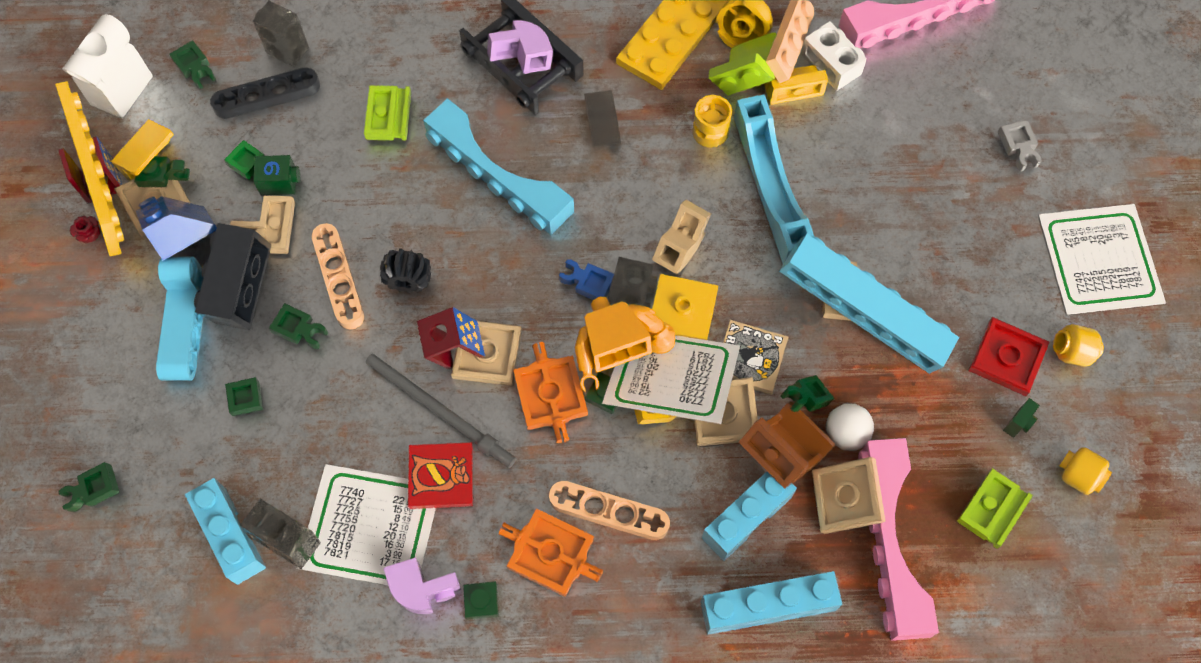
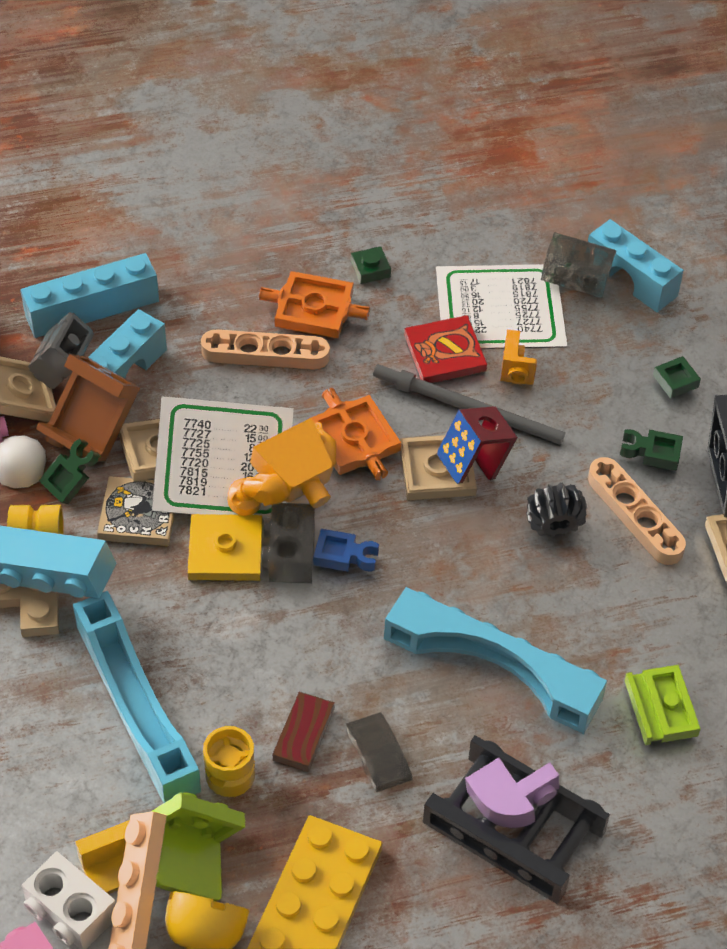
camera: 165 degrees right, 15 degrees down
(382, 448) = (515, 366): none -> light orange bracket
(411, 590) = (431, 251): lavender brick -> none
(652, 146) = (303, 731): none -> tile
(683, 238) = (241, 607): tan brick -> none
(805, 523) = (64, 338): none -> dark grey brick
(840, 343) = (46, 519): none -> yellow wheel

